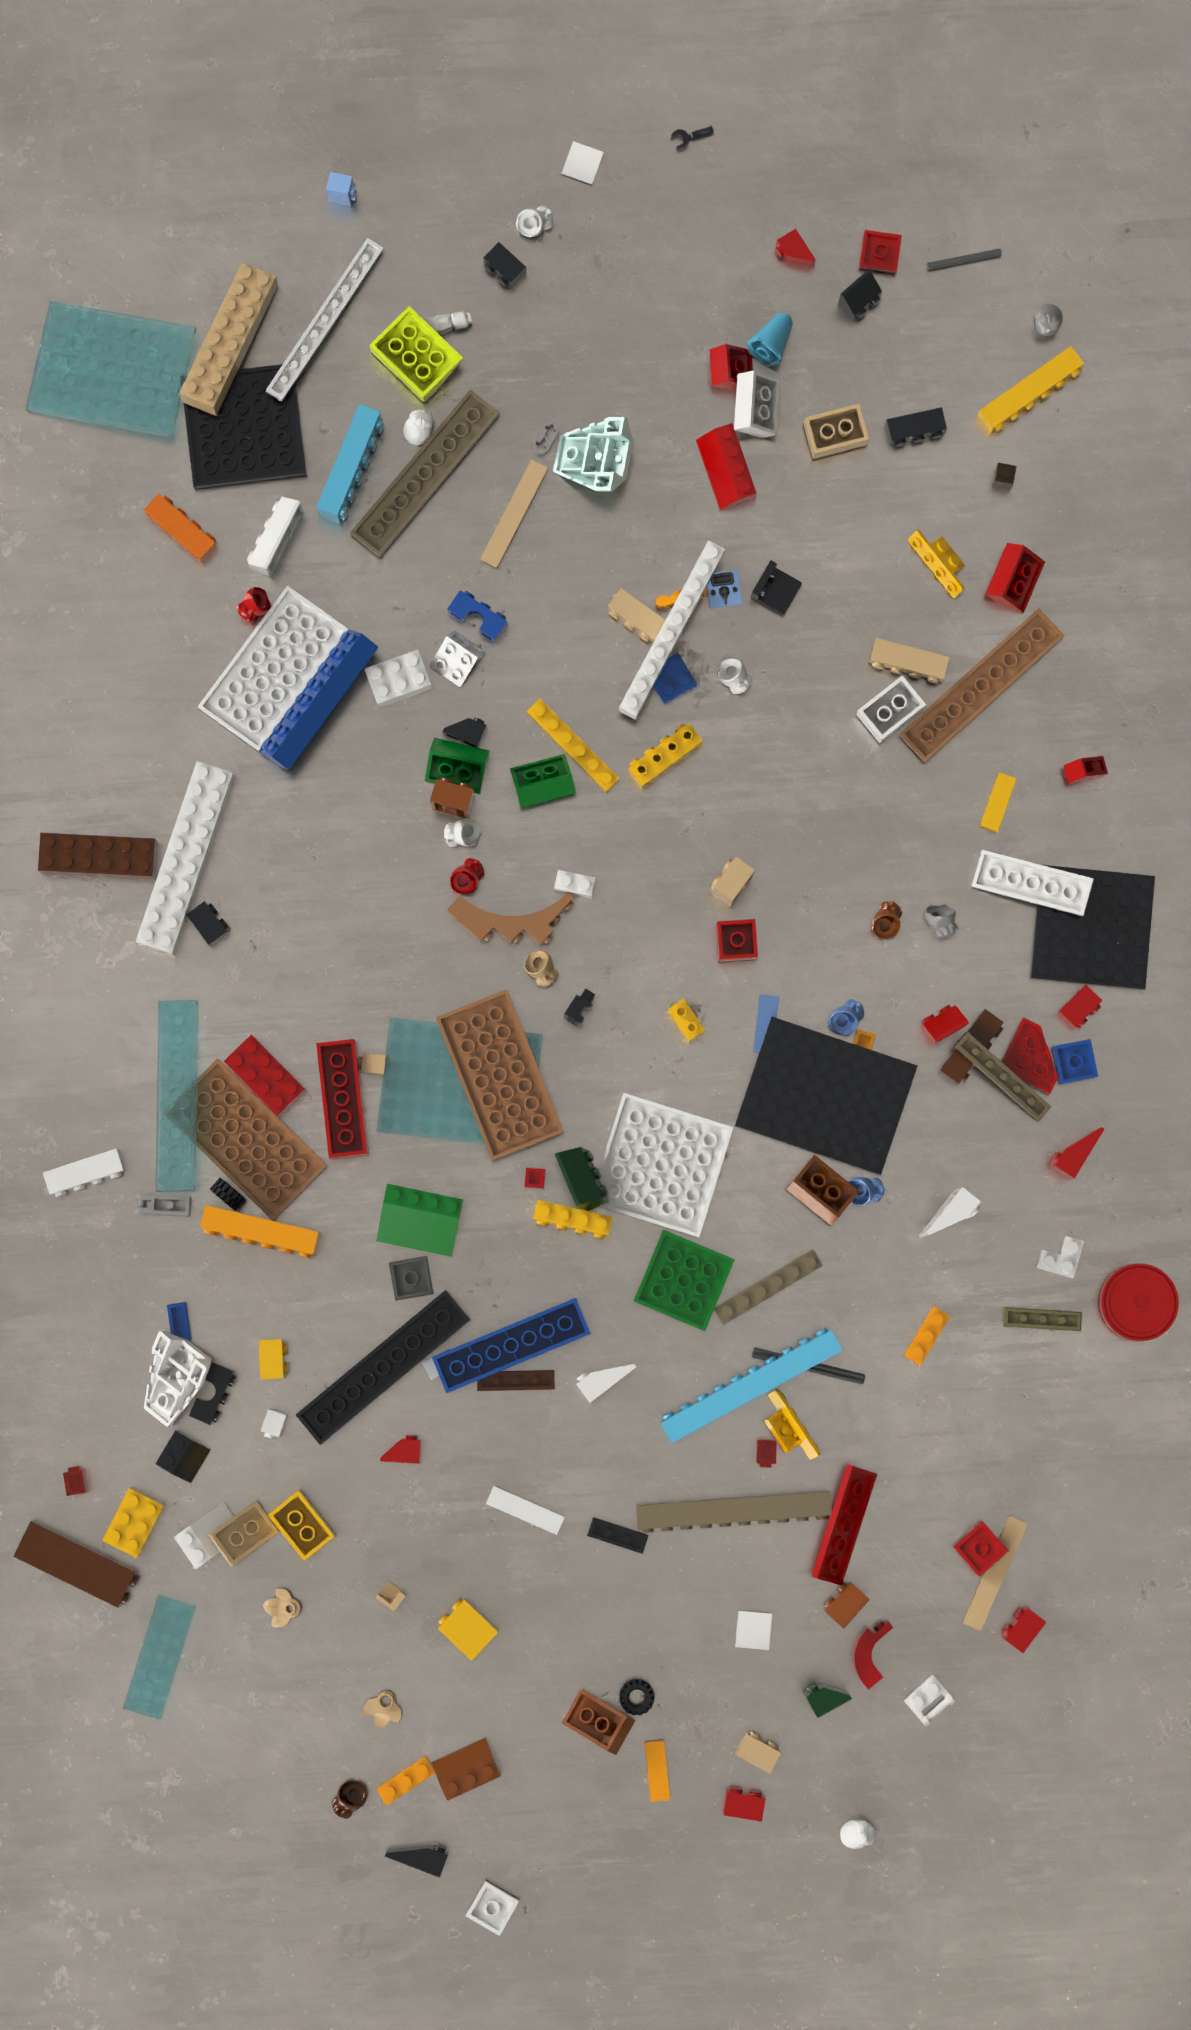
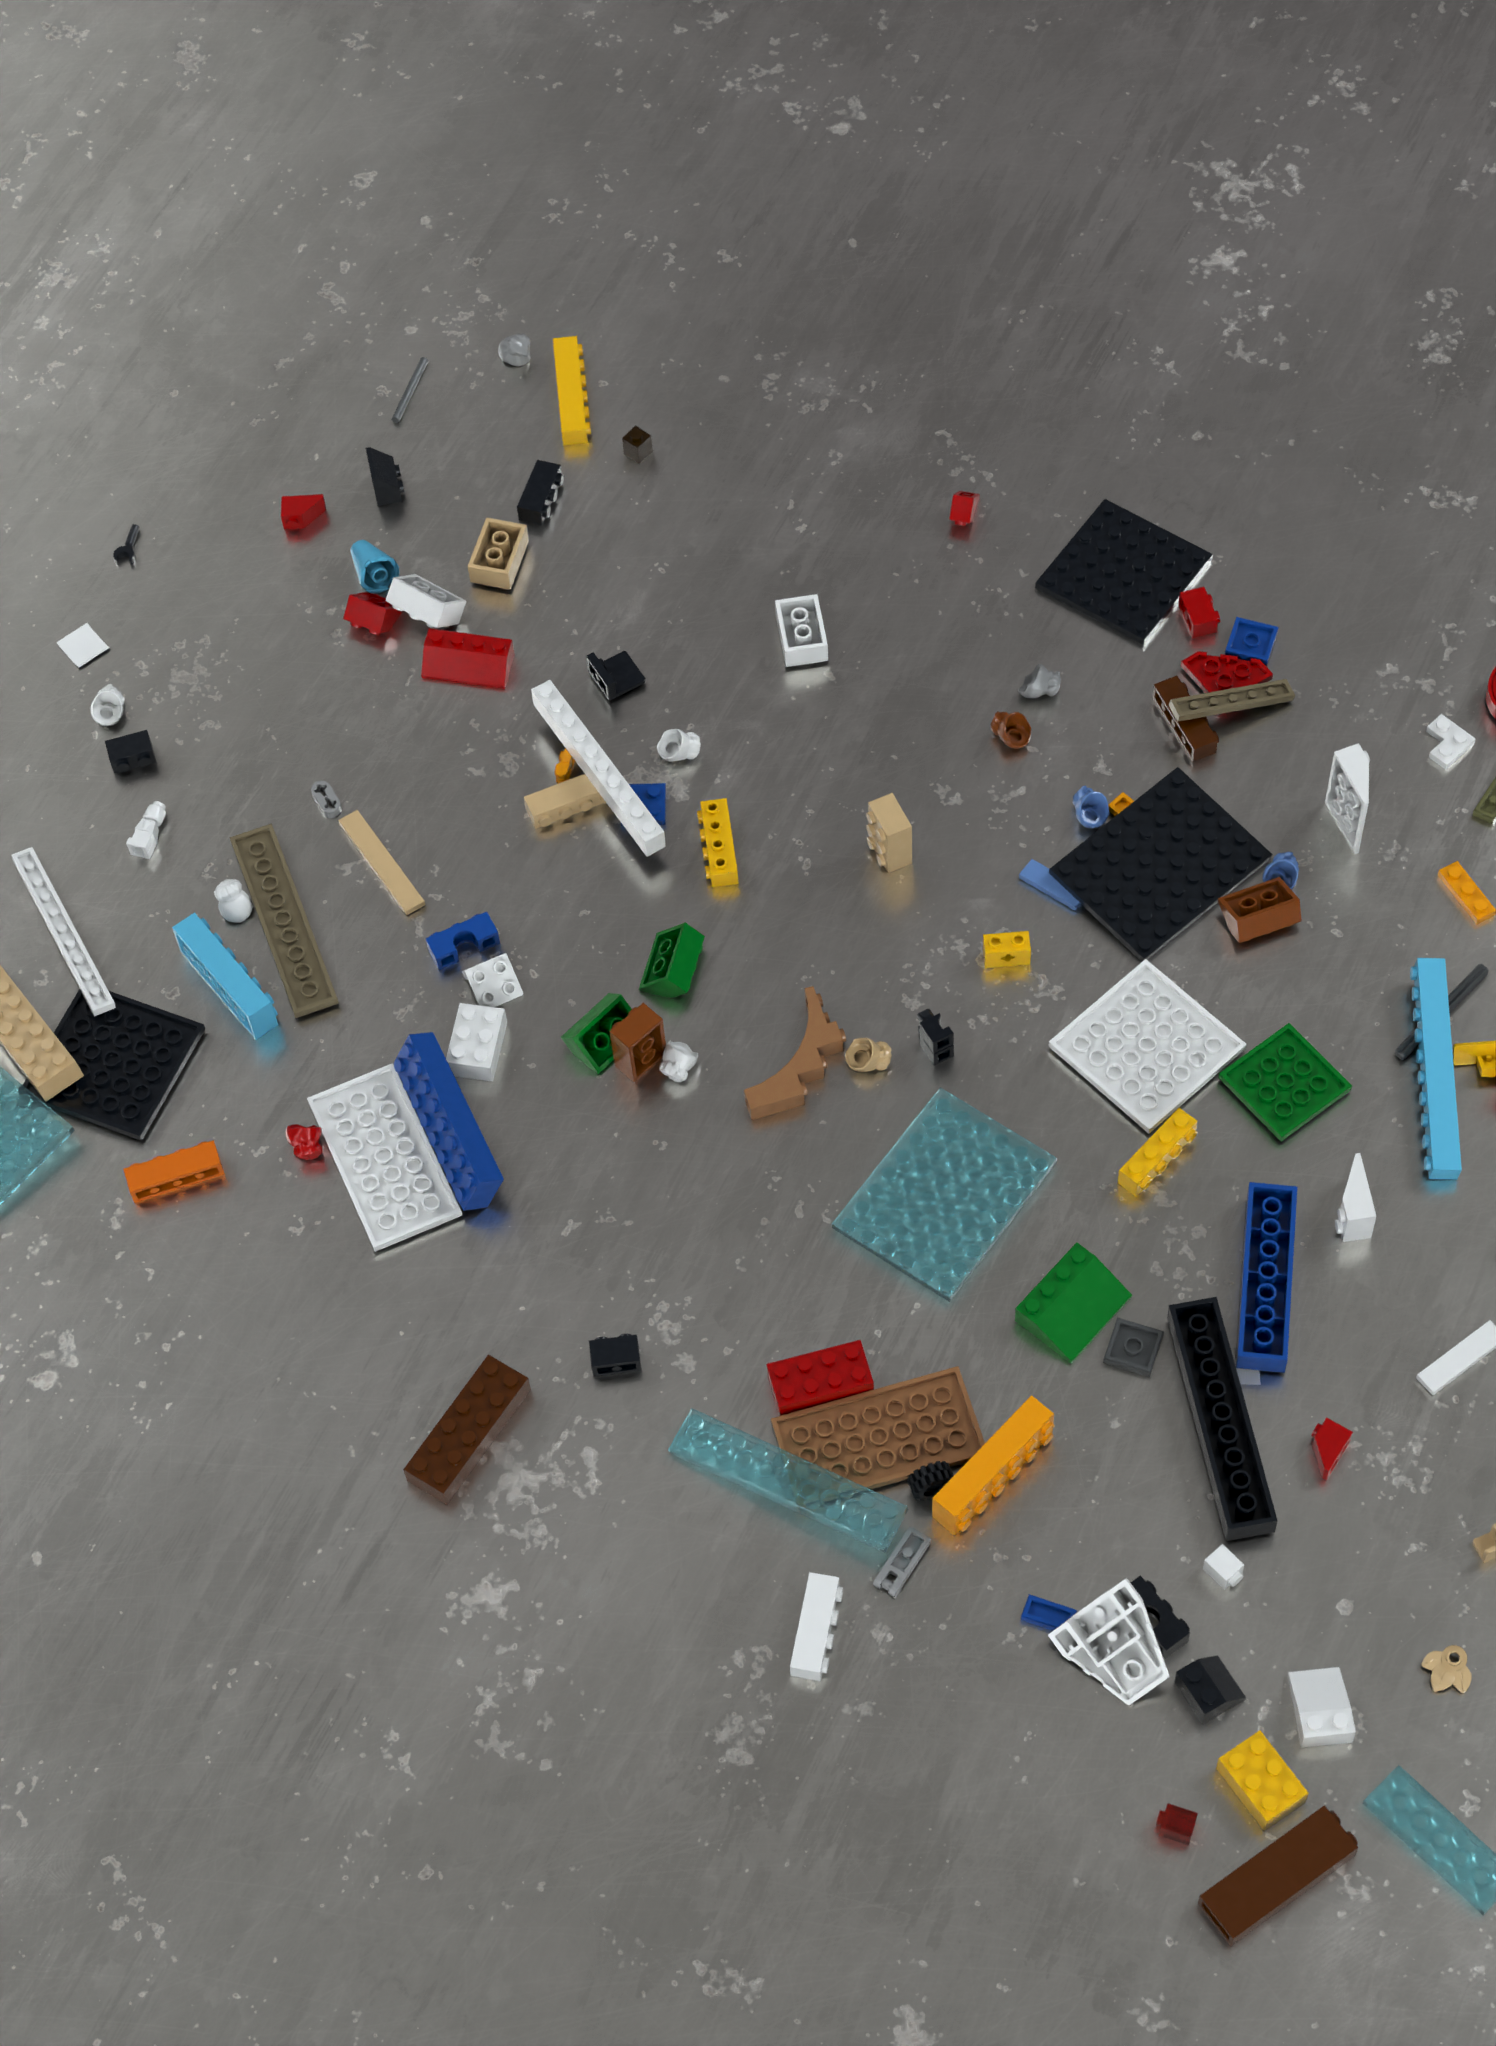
camera: 55 degrees left, 25 degrees down
(185, 858) = (530, 1342): white brick -> none
(243, 1533) = (1338, 1661): tan plate -> none
(272, 1359) = (1147, 1532): yellow brick -> none
(275, 536) = (247, 1081): white slope -> none
(302, 1525) = (1361, 1593): yellow brick -> none
(342, 1099) = (893, 1311): red brick -> none
(372, 1063) = (872, 1265): tan brick -> none
(416, 354) = (159, 865): neon yellow slope -> none
(465, 877) = (727, 1078): red hair -> none
(467, 731) = (574, 1005): black slope -> none
(499, 1075) = (960, 1144): medium nougat plate -> none
(518, 1381) = (1309, 1295): reddish brown tile -> none
(535, 1178) = (1092, 1169): red plate -> none
(572, 745) = (652, 921): yellow plate -> none
(575, 884) = (791, 987): white brick -> none
(582, 1178) = (1120, 1116): dark green slope -> none
(596, 454) = (374, 755): light aqua wedge -> none
(724, 589) = (591, 716): sticker -> none
(737, 940) = (951, 864): red brick -> none
(768, 1286) = (1335, 1009): dark tan plate -> none
(880, 251) = (351, 446): red plate -> none
(909, 660) = (761, 594): tan brick -> none
(941, 561) = (682, 532): yellow bracket -> none
(944, 1024) = (1148, 727): red slope -> none
(981, 685) = (827, 553): medium nougat plate -> none
(998, 802) = (950, 591): yellow tile -> none
(1015, 577) = (739, 479): red slope -> none
(1032, 883) = (1050, 592): white plate -> none
(1071, 1159) = (1350, 675): red slope -> none

